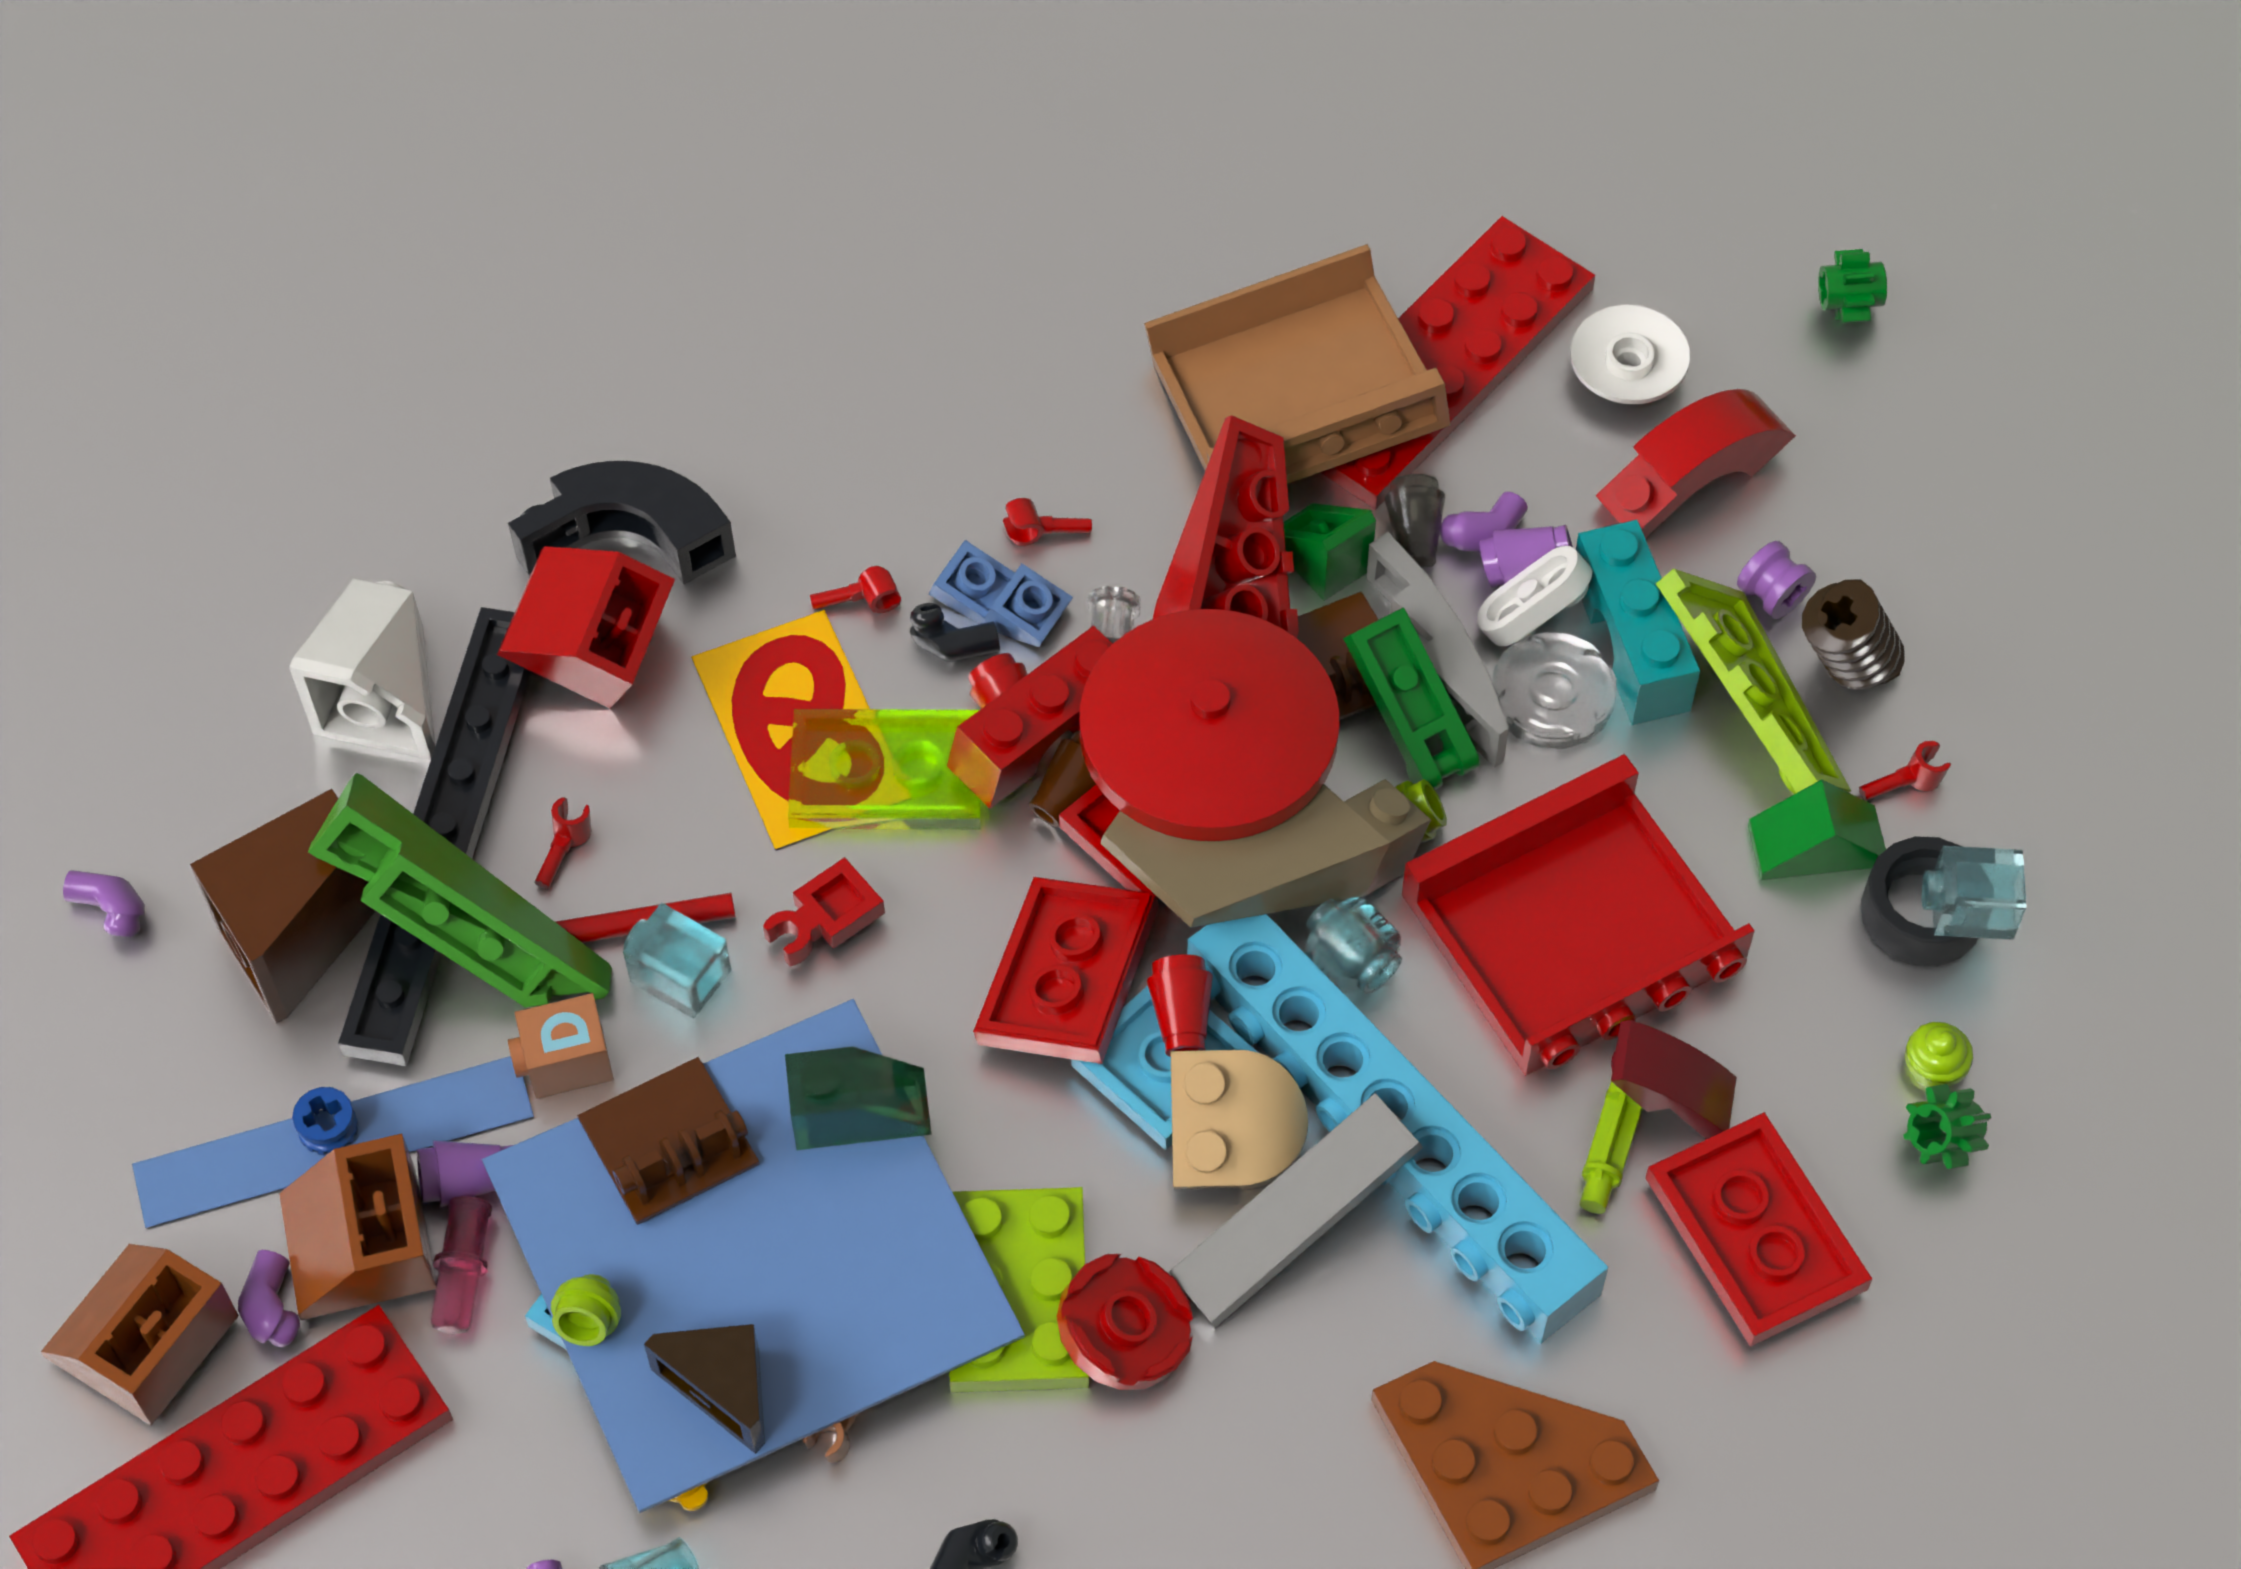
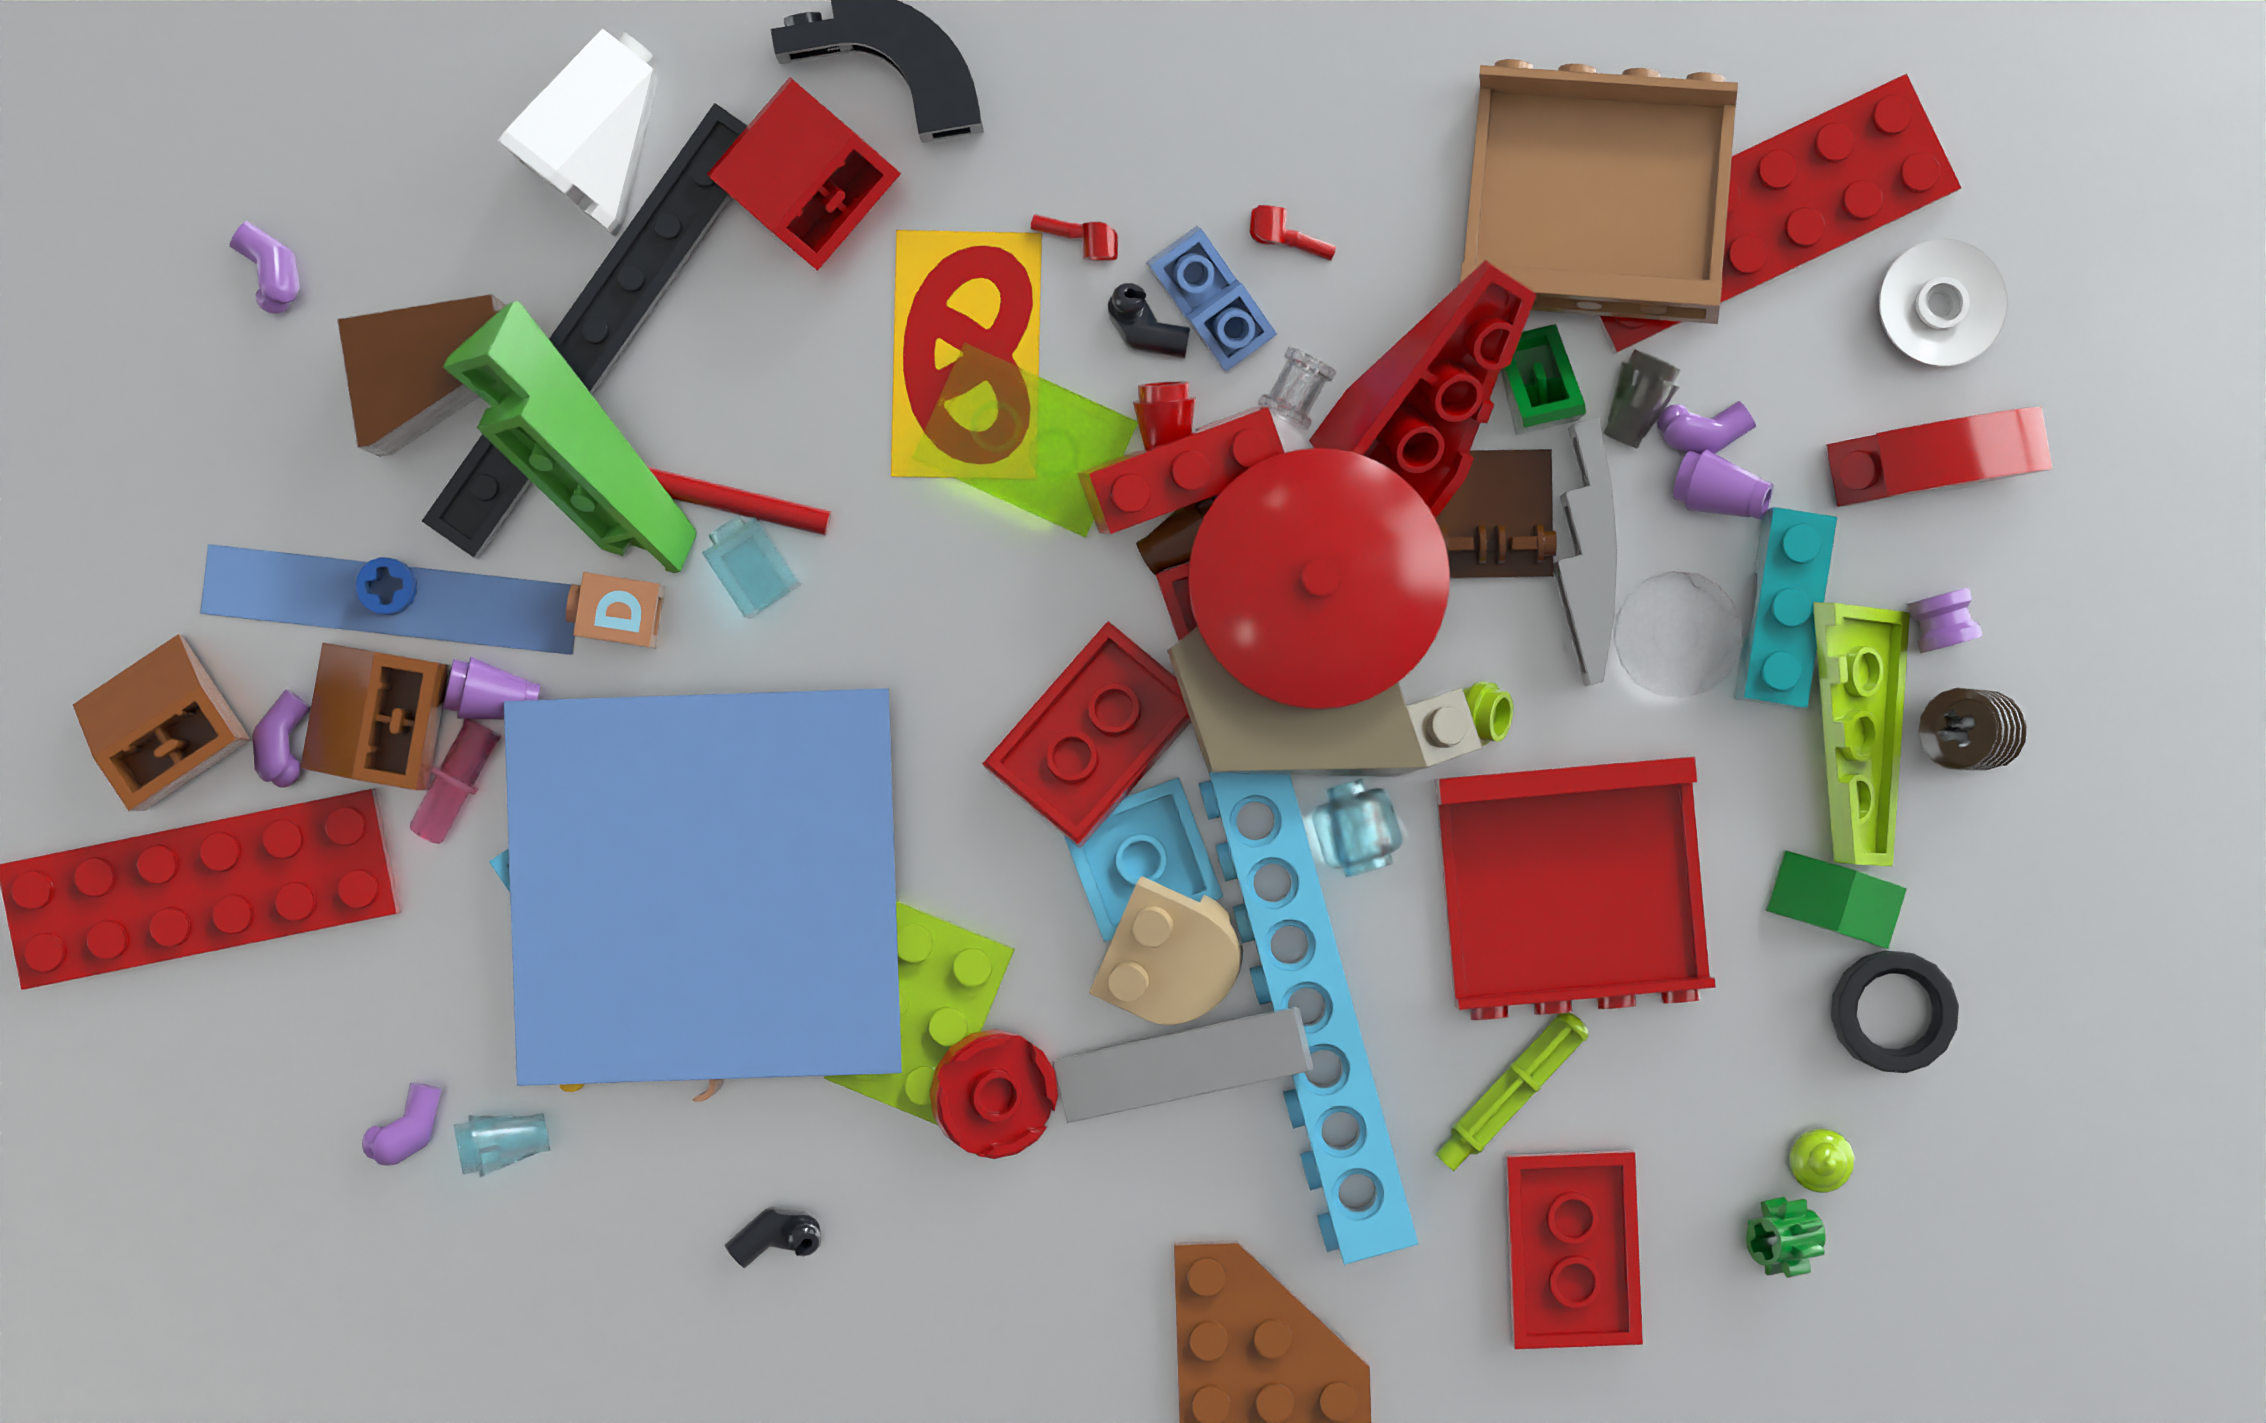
camera: 25 degrees right, 30 degrees up
(566, 835) = (697, 388): red hand -> none
(585, 1310) = (537, 895): lime plate -> none
(668, 1140) = (670, 757): reddish brown hinge -> none
(717, 1374) = (624, 1012): dark brown slope -> none
(829, 907) = (914, 571): red plate -> none
(854, 1098) = (845, 803): clear green slope -> none
(1181, 1001) = (1172, 830): red cone -> none
(1412, 698) = (1530, 606): green plate -> none
(1535, 596) = (1714, 542): white plate -> none
(1673, 1075) = (1570, 1090): dark red slope -> none
(1852, 286) = (2204, 322): green gear -> none
(1916, 773) = (1951, 871): red hand -> none
(1976, 892) = (1927, 1050): clear light blue brick -> none

